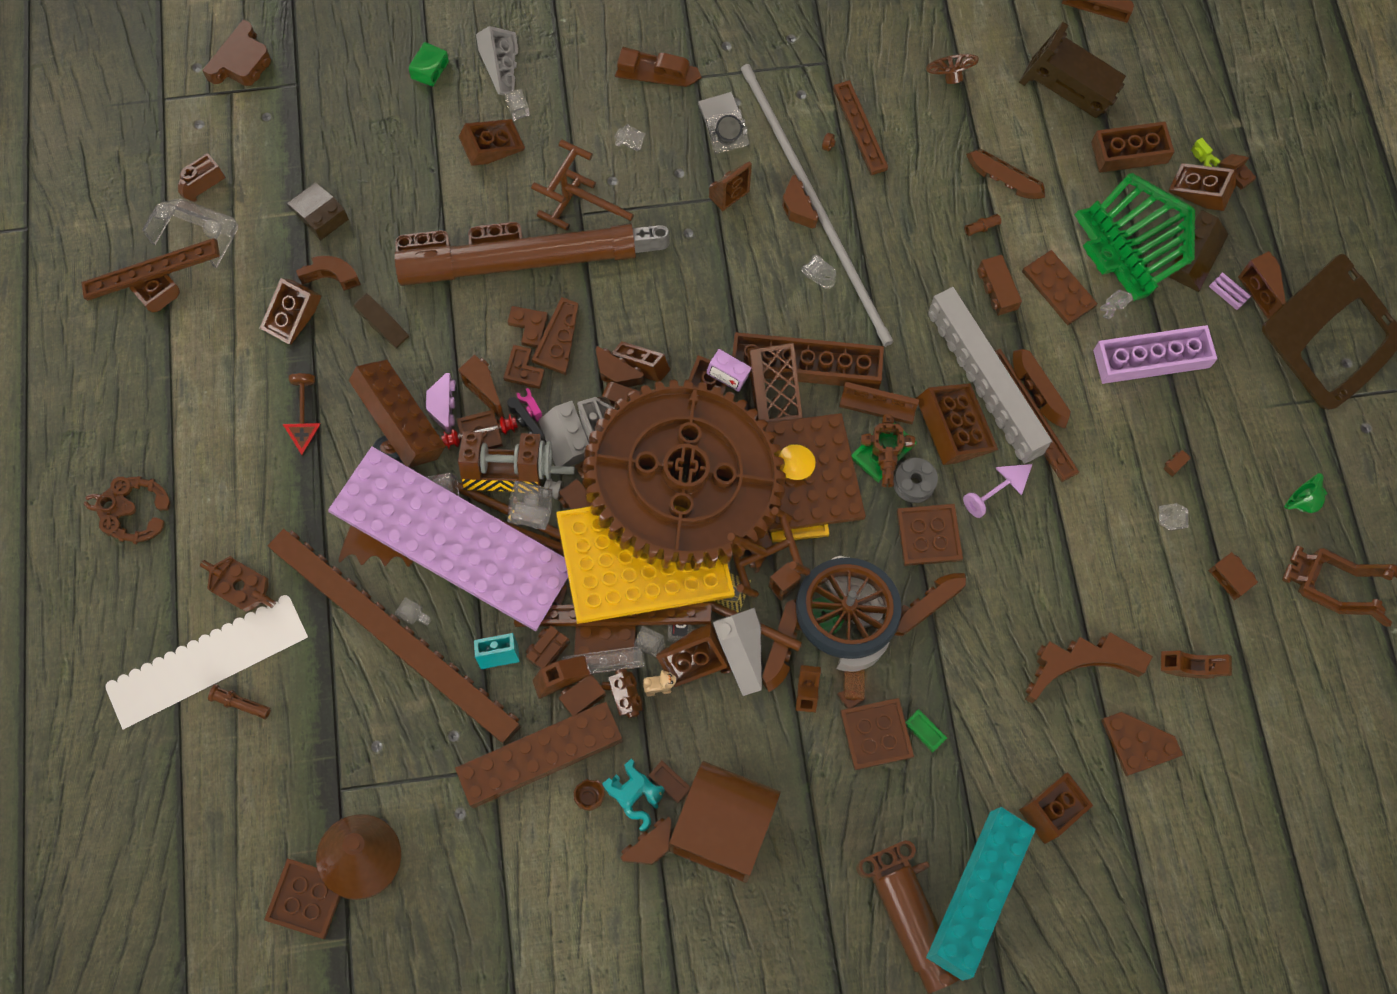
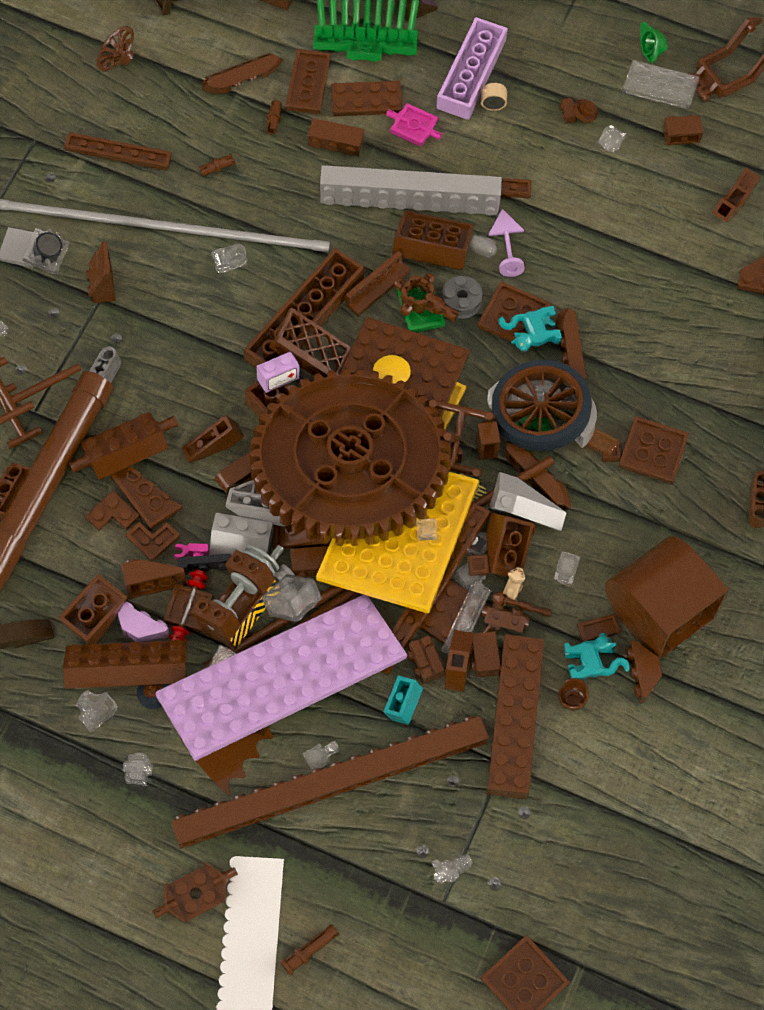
camera: 60 degrees left, 5 degrees down
(121, 506) = (46, 962): reddish brown piece -> none
(302, 433) = (82, 762): reddish brown piece -> none
(317, 477) = (137, 769): none -> clear brick
(348, 415) = (95, 709): none -> clear brick
(358, 856) = (515, 914): reddish brown cone -> none
(369, 777) = (450, 869): none -> clear piece
(426, 360) = (93, 610): none -> reddish brown slope
(588, 295) = (124, 445): none -> reddish brown brick
(617, 369) = (206, 465): reddish brown slope -> none
(636, 678) = (501, 599): none -> reddish brown piece
(653, 576) = (426, 529): none -> clear plate
(657, 641) = (478, 565): none -> reddish brown tile
(707, 721) = (566, 568): none -> clear brick
(798, 205) = (155, 238): reddish brown slope -> none
(808, 688) = (586, 478): reddish brown brick -> none
(828, 142) = (114, 181): reddish brown tile -> none
(902, 209) = (217, 165): none -> reddish brown pin
(925, 731) = (672, 414): green tile -> none
(926, 557) = (535, 326): none -> teal animal
(980, 469) = (484, 246): none -> clear brick
(1038, 383) = (445, 162): reddish brown brick -> none
(1039, 230) = (308, 81): none -> reddish brown plate
(1061, 341) = (413, 124): none -> dark pink plate
(1110, 652) = (688, 248): reddish brown arch -> none
(1116, 301) = (407, 66): clear plate -> none
(1139, 389) = (494, 96): none -> tan piece
(1186, 477) = (585, 110): none -> reddish brown plate
(1268, 529) = (660, 84): none -> clear plate

